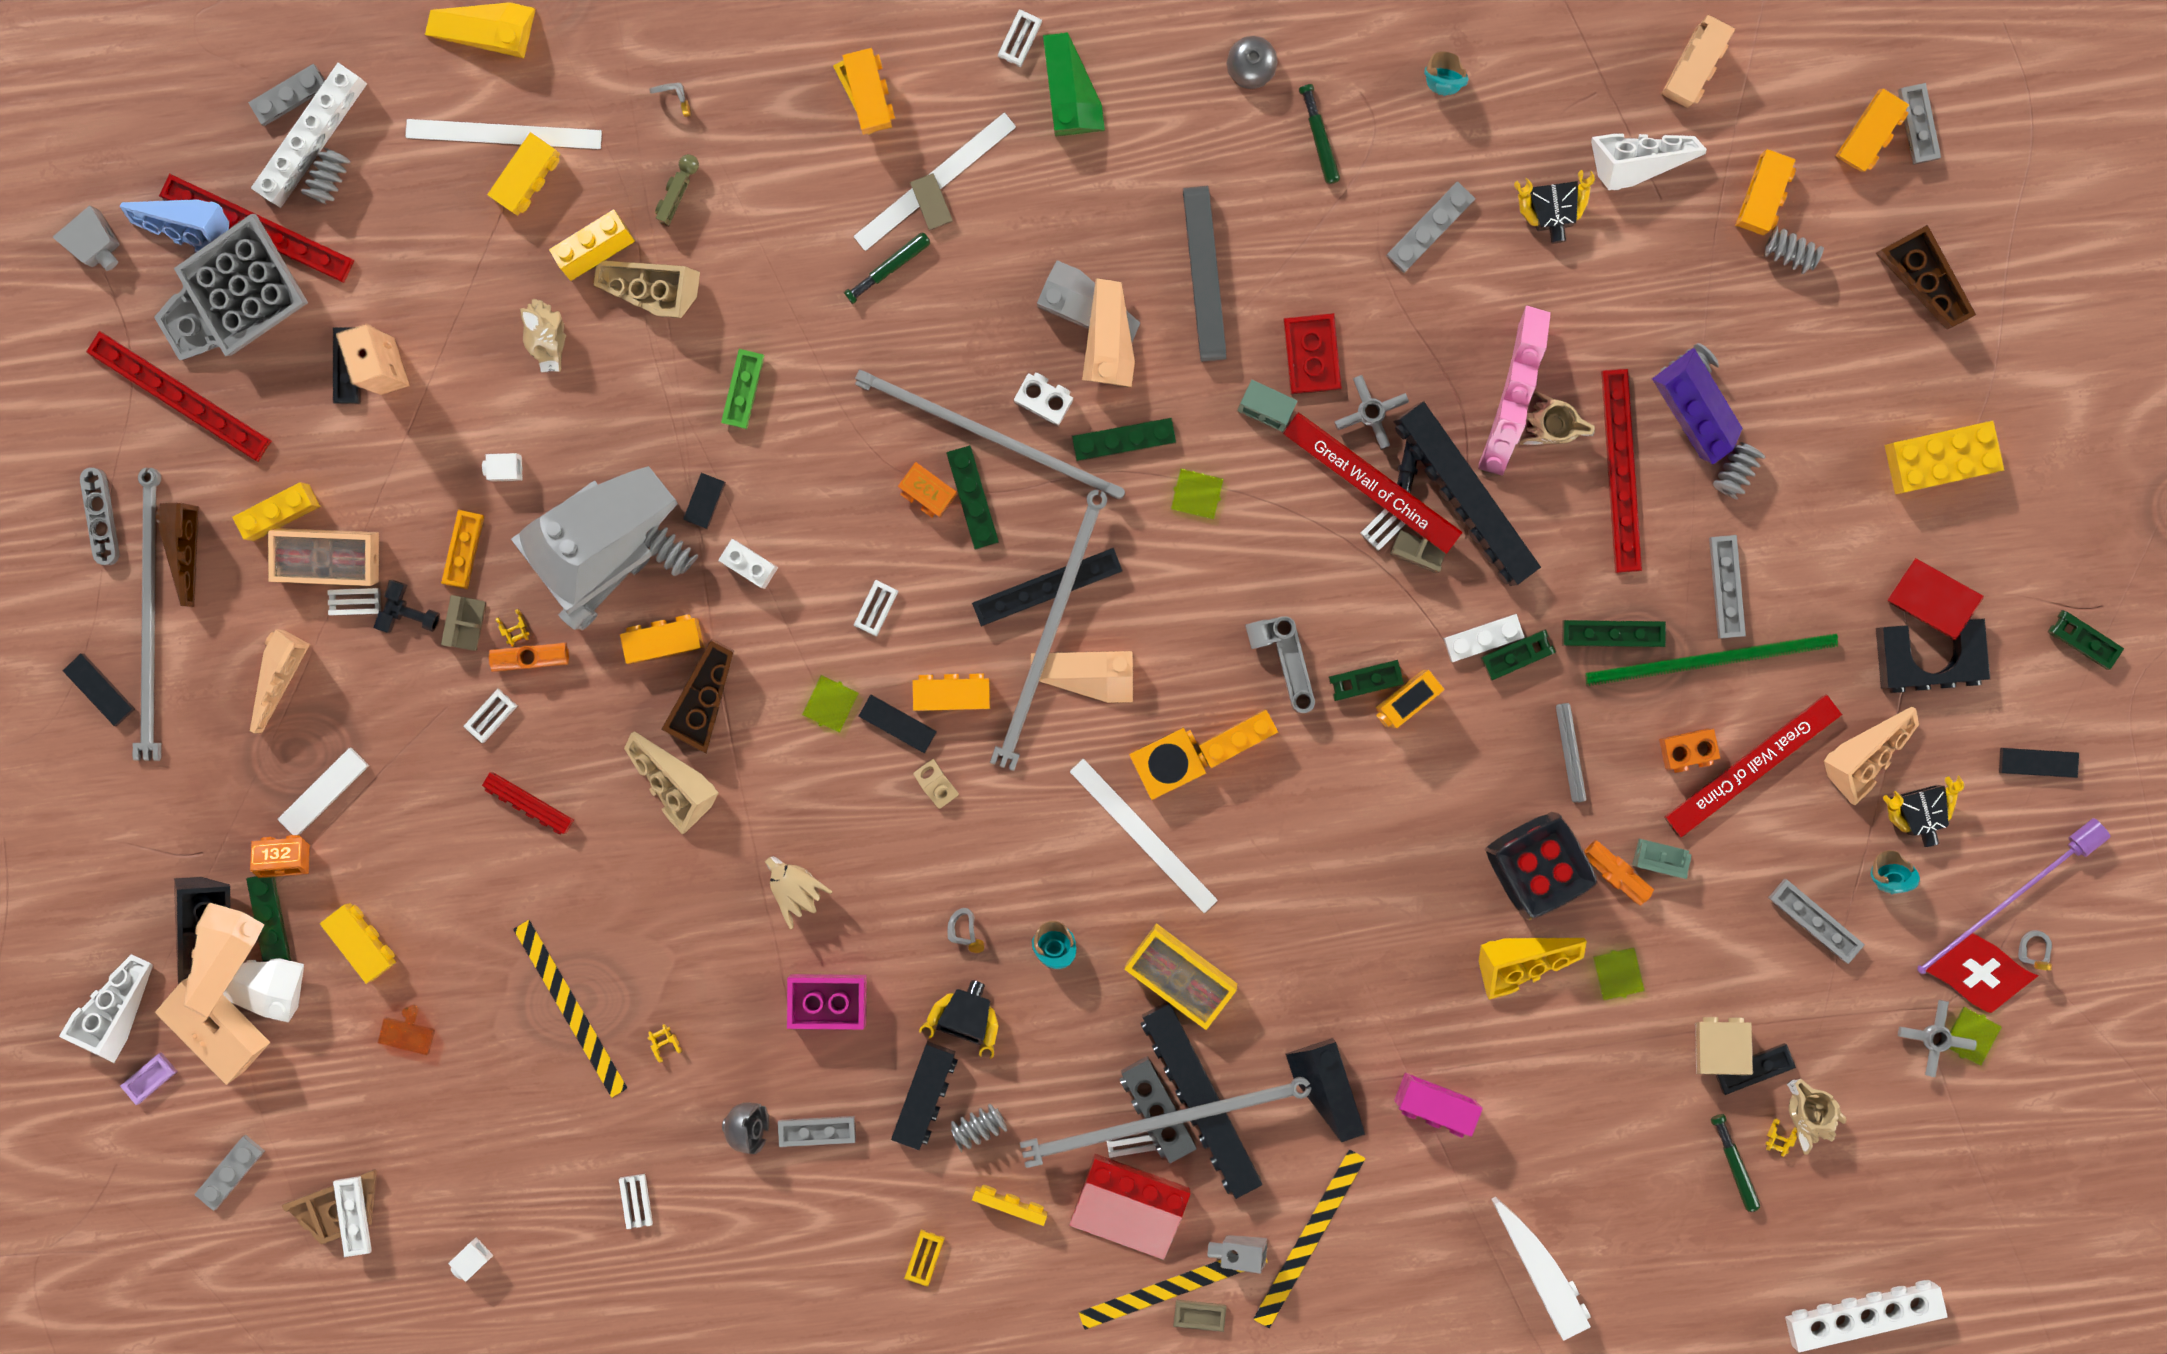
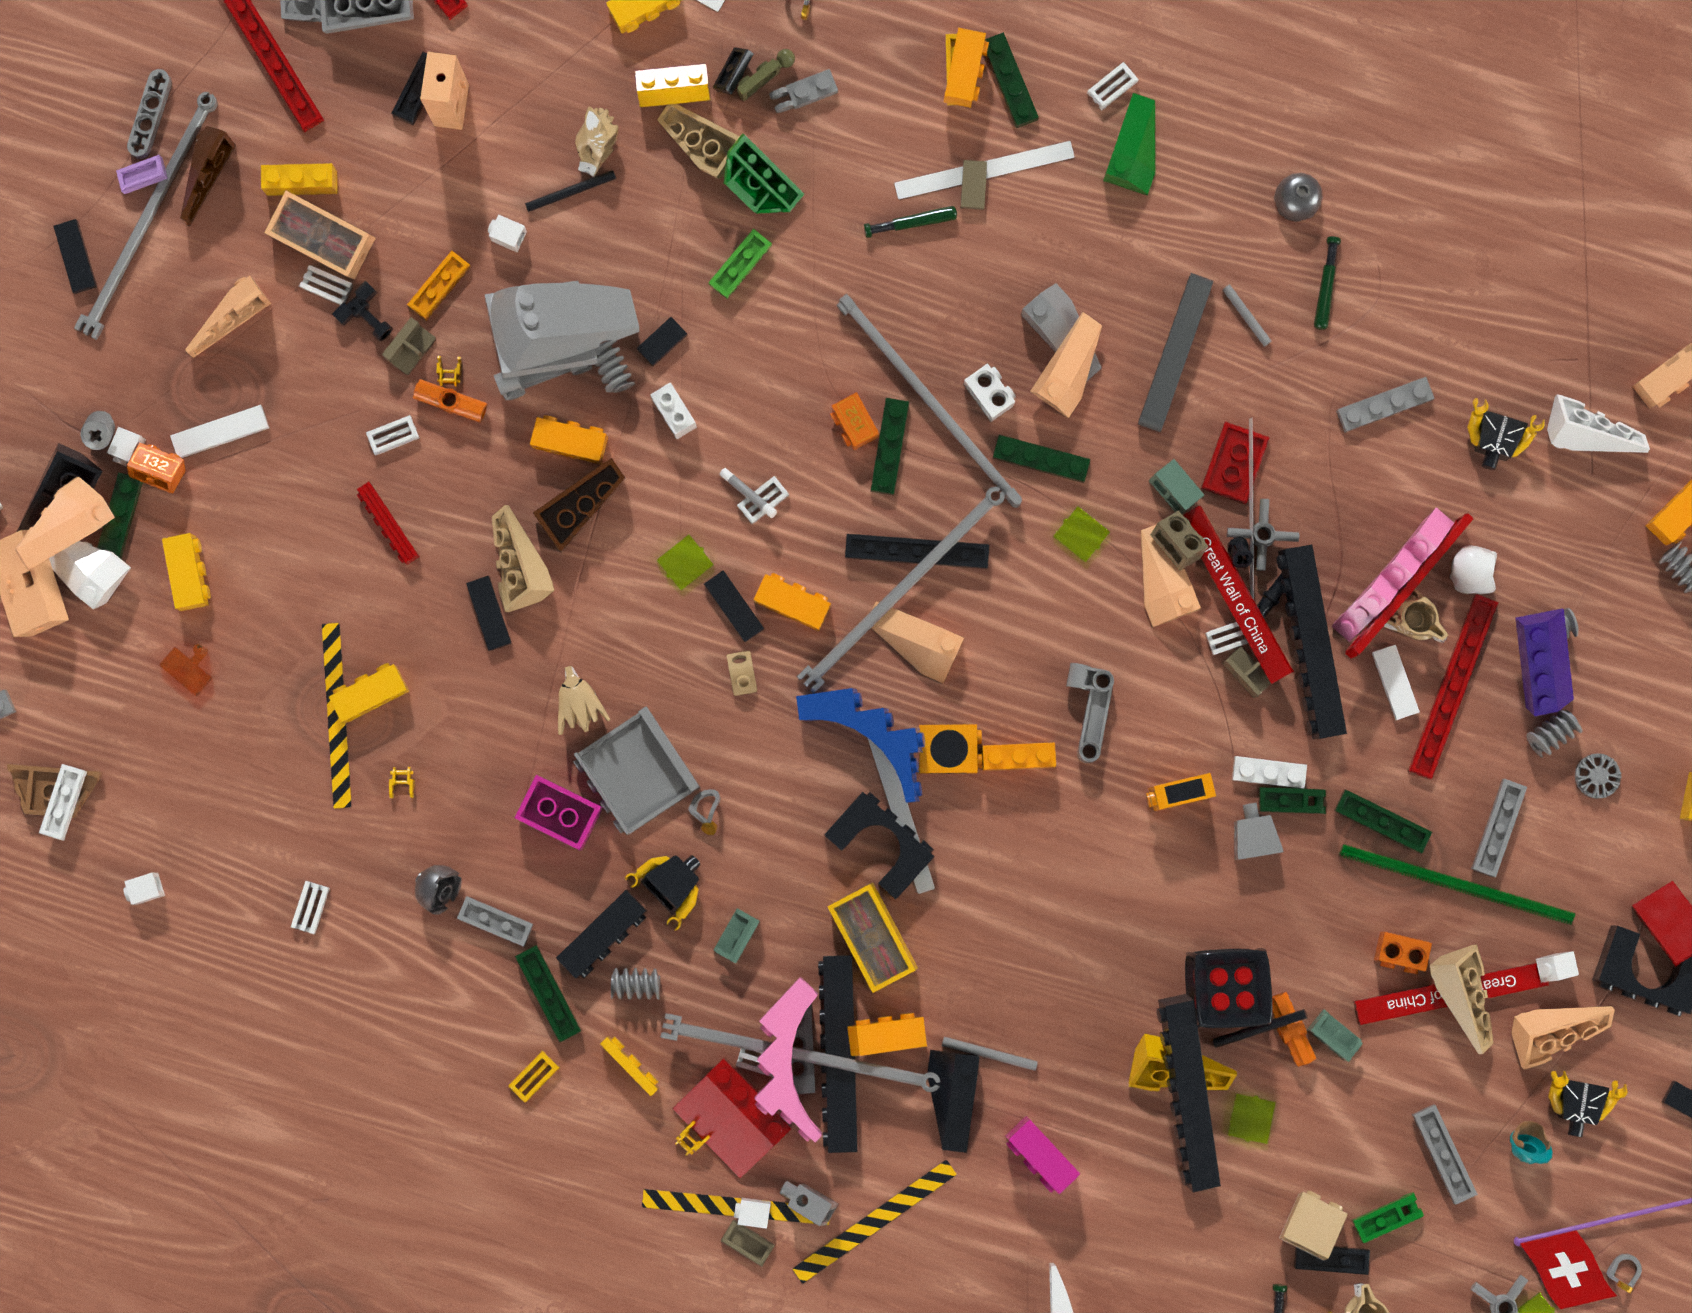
camera: 20 degrees right, 5 degrees down
(122, 579) = (141, 174): none -> lavender tile
(205, 849) = (98, 421): none -> light grey piece
(238, 850) = (124, 445): none -> white brick
(544, 395) = (571, 190): none -> black bar
(589, 974) = (368, 693): none -> yellow brick
(643, 201) = (733, 70): none -> black plate
(667, 842) = (489, 613): none -> black tile
(720, 299) = (758, 179): none -> green wedge
(724, 187) = (806, 91): none -> light grey hinge
(858, 608) = (748, 493): none -> light grey bar
(880, 926) = (636, 772): none -> light grey panel
(900, 1175) = (548, 993): none -> dark green plate
(918, 80) = (1010, 81): none -> dark green plate
(1051, 1035) = (736, 935): none -> sand green hinge
(1054, 945) = (777, 857): teal piece -> none
(1087, 775) = (876, 724): none -> blue arch
(1108, 1249) = (683, 1134): none -> yellow piece
(1119, 861) = (866, 813): none -> black arch
(1145, 1138) = (776, 1059): none -> bright pink arch
(1191, 1286) = (752, 1212): none -> white brick
(1238, 1062) = (887, 1035): none -> light orange brick
(1256, 203) = (1247, 316): none -> light grey piece
(1291, 461) = (1179, 540): none -> dark tan brick
(1300, 503) = (1166, 588): none -> light nougat wedge
(1343, 1031) = (989, 1053): none -> light grey bar
(1348, 391) = (1251, 502): none -> white sticker
(1357, 441) = (1242, 550): none -> black bush
(1367, 680) = (1152, 760): dark green plate -> none
(1445, 73) = (1457, 282): piece -> none
(1498, 705) = (1255, 835): none -> light grey torso
(1522, 449) = (1382, 618): none -> red tile
(1549, 982) = (1189, 1093): none -> black brick
(1564, 493) = (1395, 682): none -> white tile
(1571, 752) = (1298, 906): light grey axle -> none
(1590, 348) = (1473, 570): none -> white piece
(1601, 875) = (1255, 1030): none -> black bar
(1760, 757) = (1460, 985): none -> tan wedge
(1790, 1006) = (1387, 1218): none -> green plate
(1799, 491) = (1598, 775): none -> light grey wheel
(1843, 693) = (1557, 966): none -> white brick

